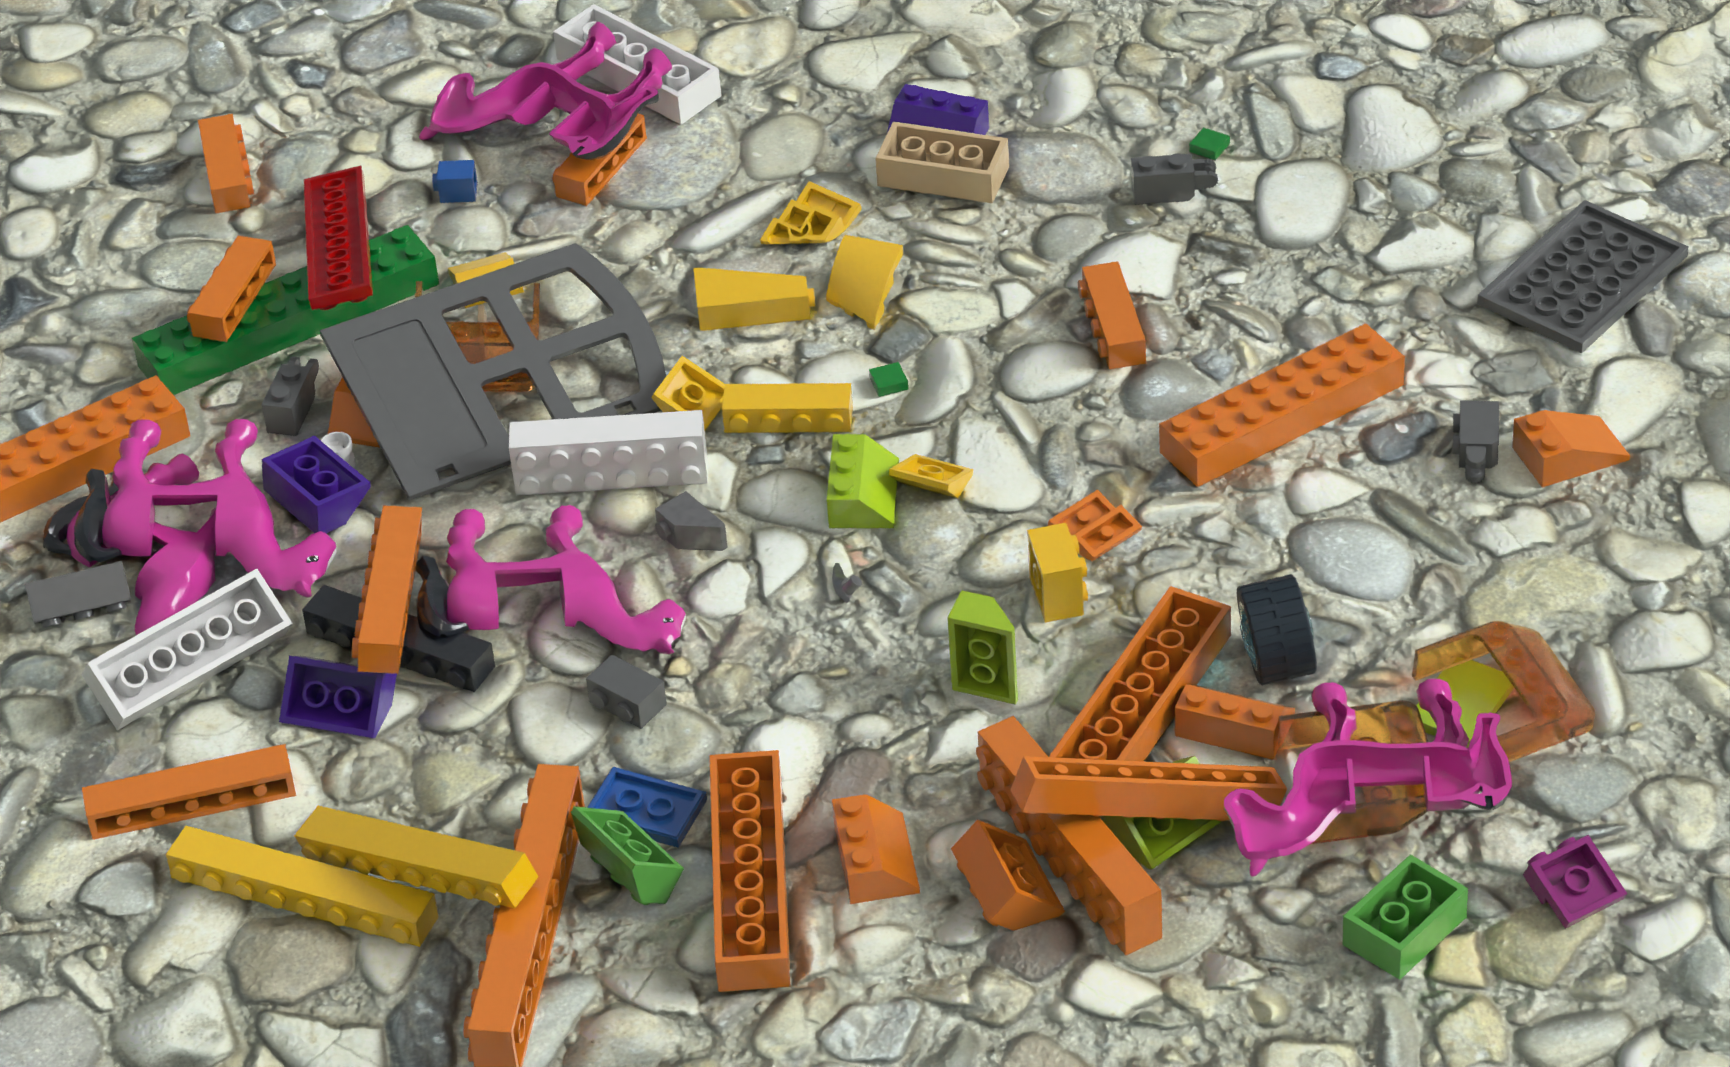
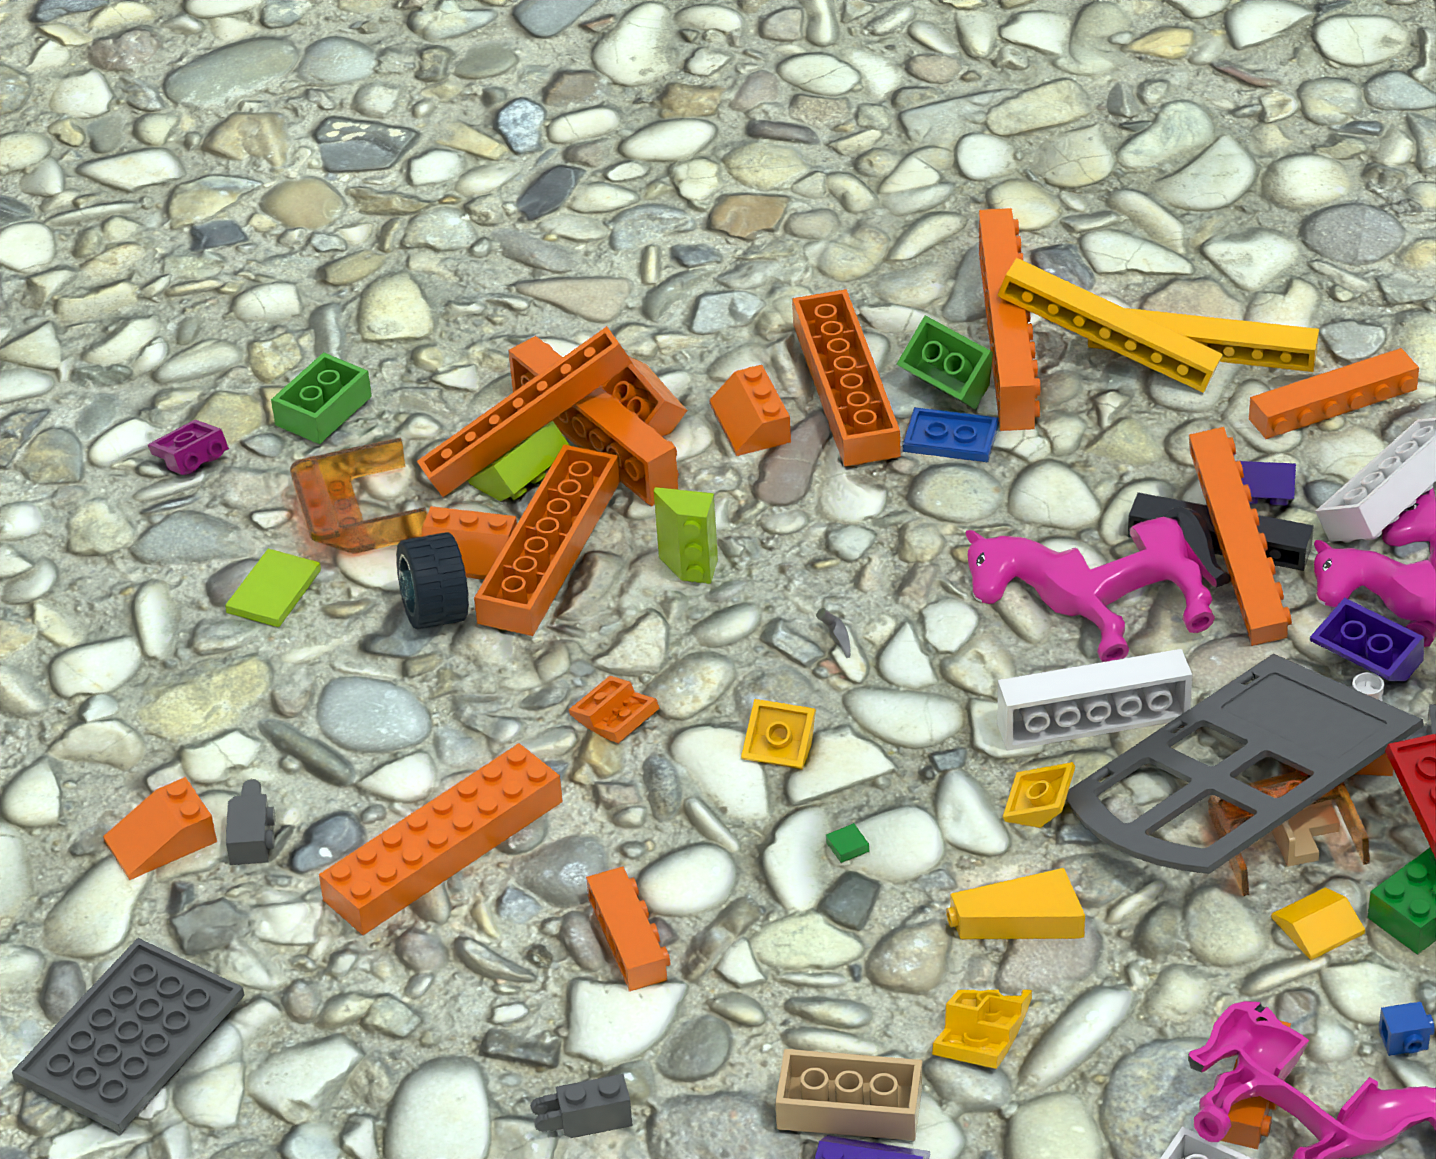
camera: 170 degrees right, 0 degrees up
(626, 691) = (998, 508): dark grey brick -> none
(690, 525) = (992, 658): flat silver slope -> none
(787, 408) = (938, 787): yellow brick -> none
(860, 483) = (844, 717): lime slope -> none
(863, 277) = (900, 943): yellow slope -> none
(1057, 572) = (637, 628): yellow brick -> none
(1331, 769) = (381, 440): dark pink animal -> none
(1533, 671) = (216, 595): clear orange windscreen -> none

